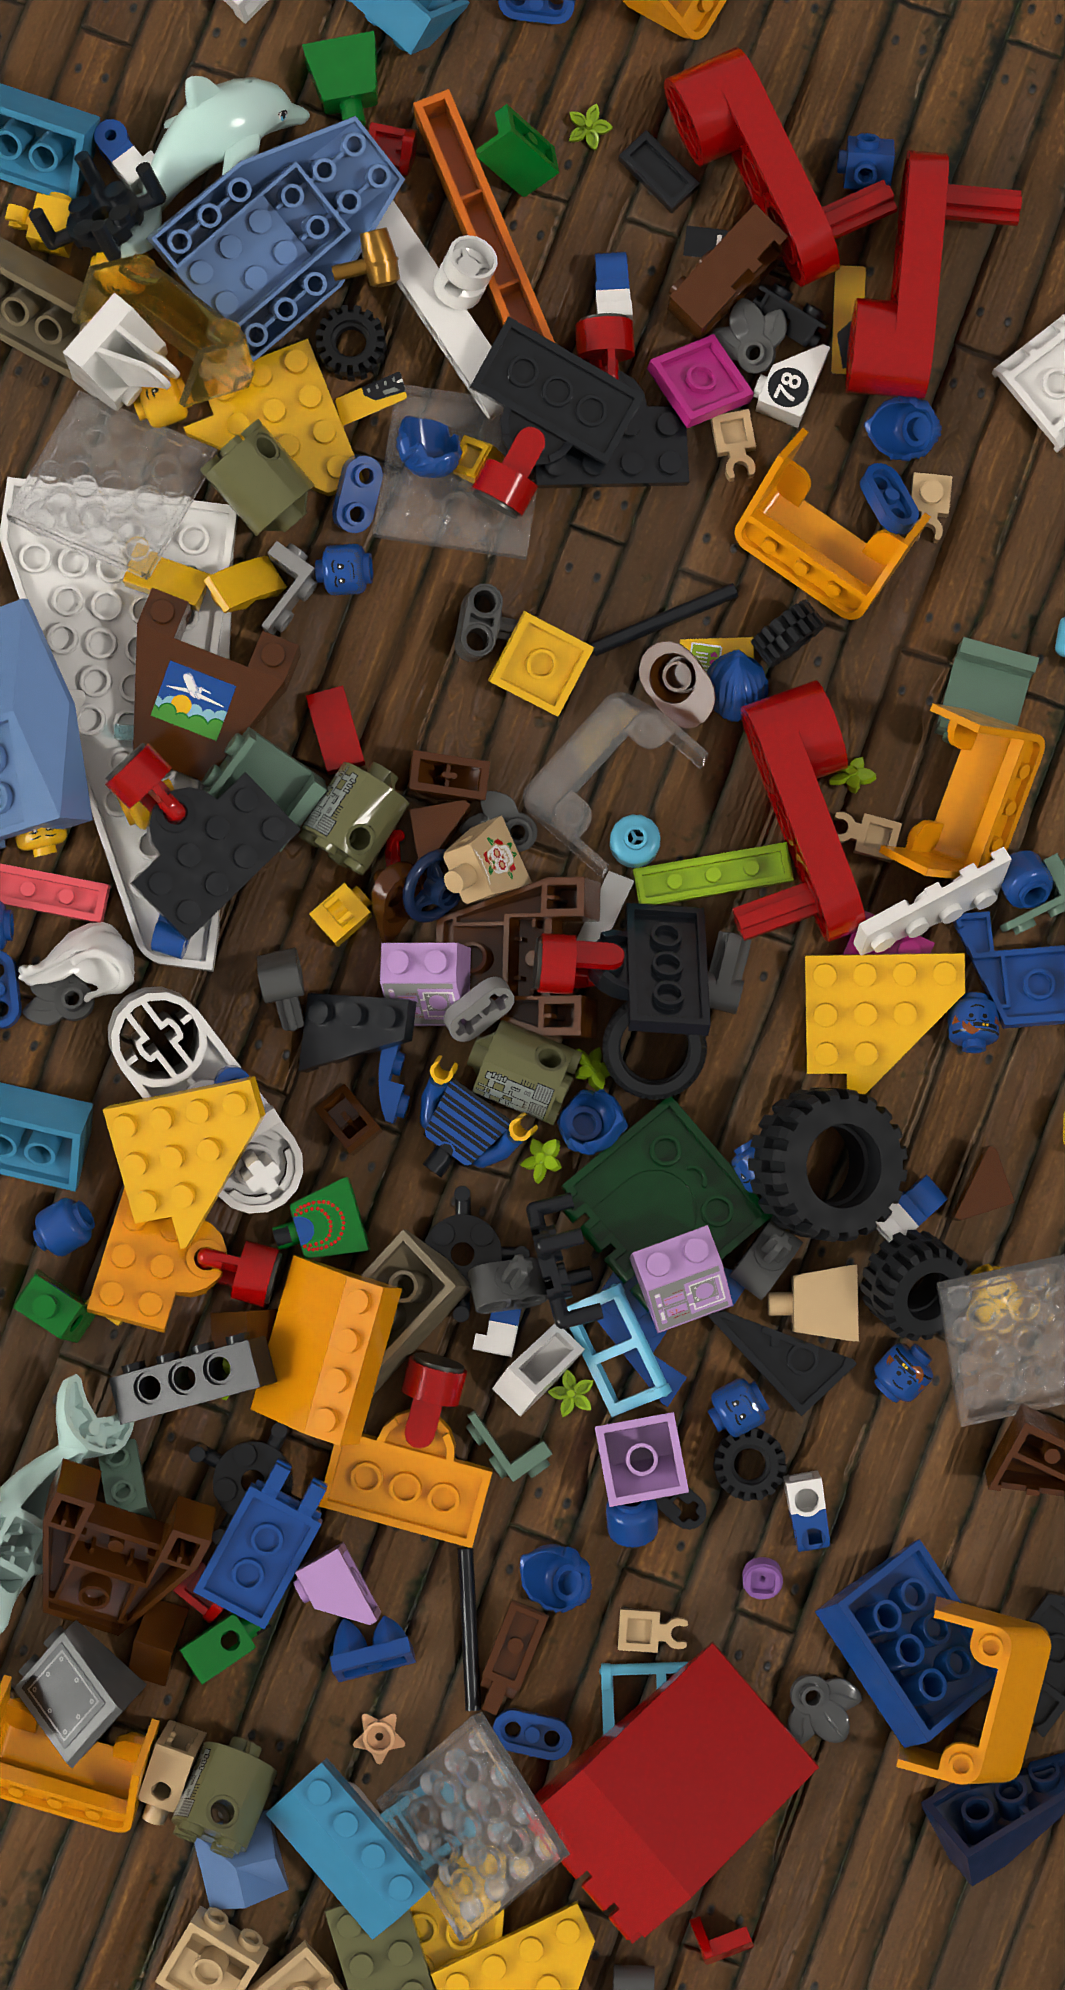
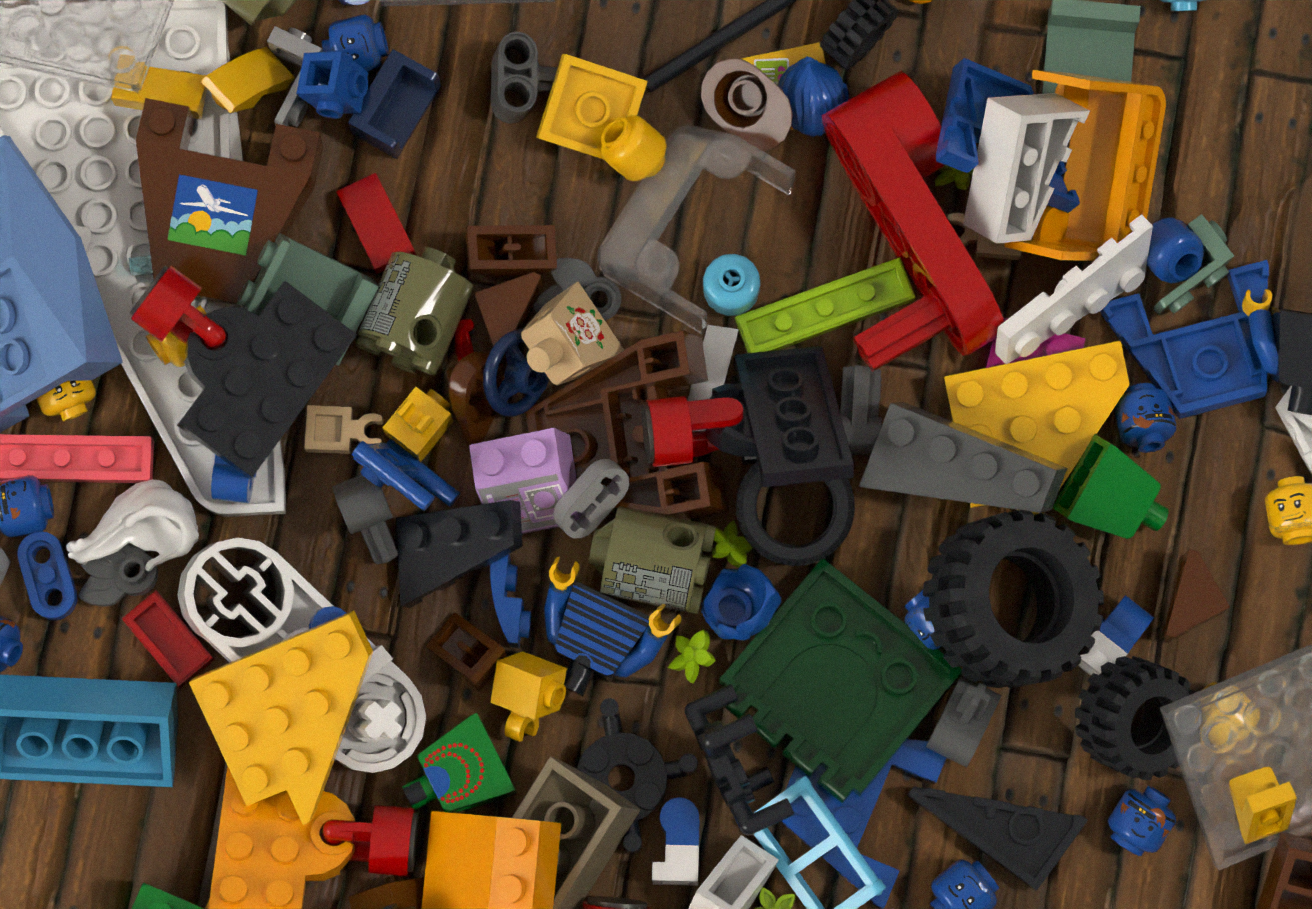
camera: 10 degrees left, 5 degrees down
(63, 1227) = (165, 828): blue head -> none
(93, 1062) = (168, 639): none -> red tile
(267, 905) = (333, 428): none -> tan plate
(311, 950) = (397, 468): none -> blue plate
(318, 602) = (332, 83): none -> blue brick
(370, 627) = (395, 104): none -> dark blue panel
(395, 1164) = (529, 690): none -> yellow brick
(507, 1285) = (679, 799): dark grey beam -> none
(571, 705) = (633, 148): none -> yellow head
(682, 1279) = (873, 756): lavender slope -> none
(797, 1033) = (952, 462): none -> dark grey wedge
(821, 1303) = (1035, 760): tan torso -> none
(900, 735) = (963, 121): none -> blue wing
(903, 780) = (1017, 159): none -> white wedge
(930, 1084) = (1111, 492): none -> green torso
(1008, 1378) = (1261, 804): none -> yellow slope

